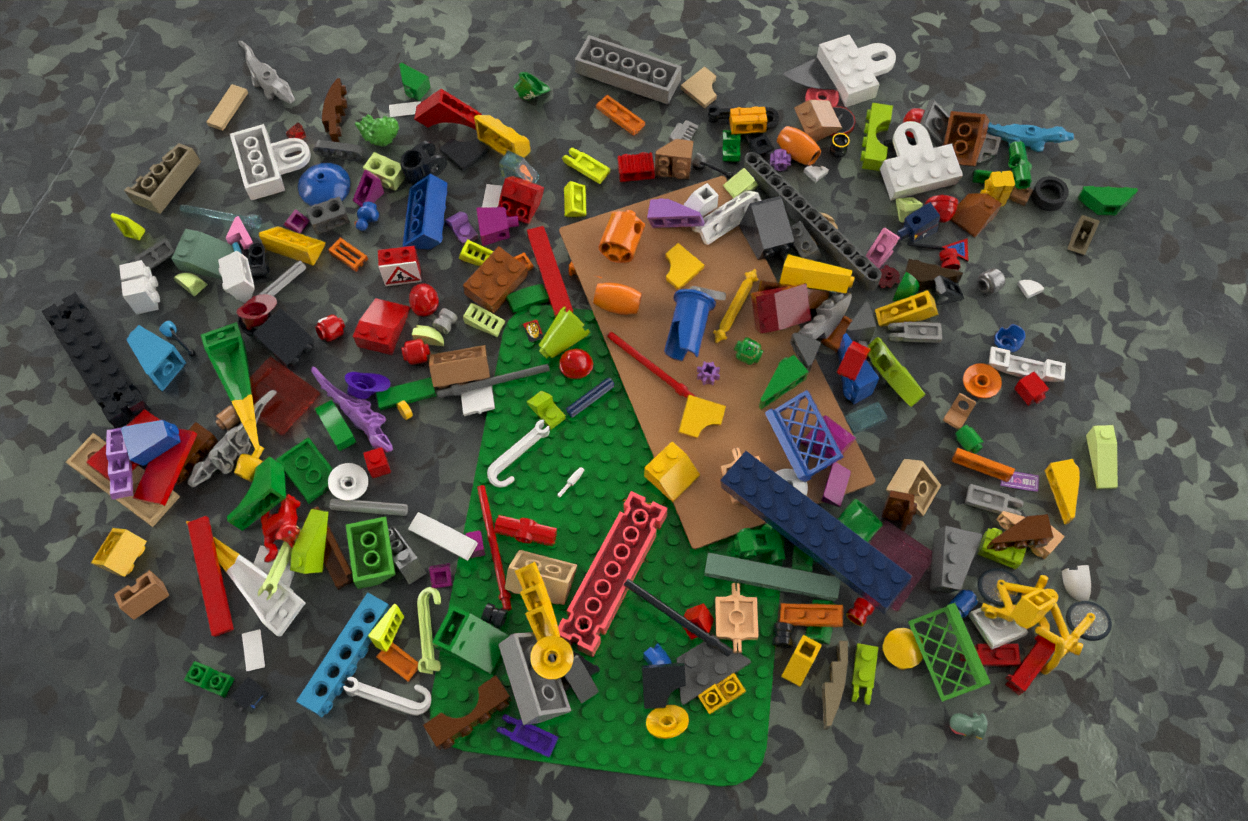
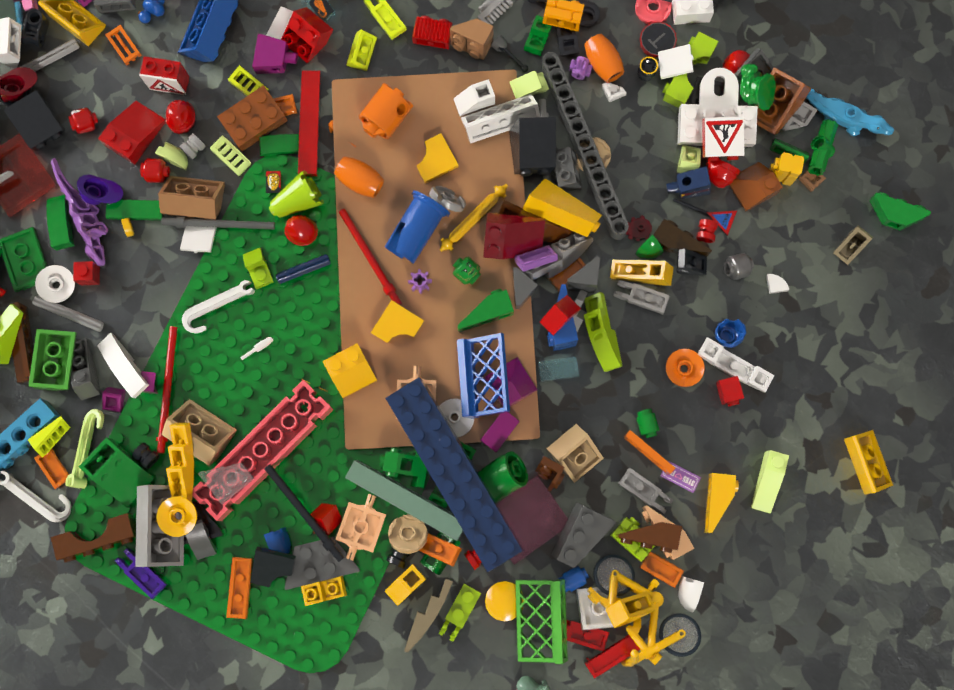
camera: 20 degrees right, 15 degrees up
(461, 227) = (240, 48): medium lavender slope -> none
(525, 530) = (199, 383): red piece -> none
(590, 607) = (226, 481): none -> clear wing
(634, 718) = (239, 588): none -> orange tile
(667, 721) = (264, 595): yellow dish -> none
(668, 213) = (439, 99): medium lavender slope -> none
(785, 609) = (407, 534): none -> tan tile
(809, 321) = (536, 258): none -> medium lavender tile
(818, 118) = (635, 33): medium nougat slope -> none
(863, 131) = (675, 61): none -> white piece
(882, 247) = (643, 198): bright pink slope -> none
(934, 174) = (723, 138): none -> piece
(944, 130) = (757, 88): none -> green piece
(956, 416) = (647, 394): medium nougat bracket -> none
(1033, 568) = (662, 569): none -> orange tile
(1053, 183) = (846, 174): black tyre -> none
(1182, 414) = (868, 462): none -> yellow slope

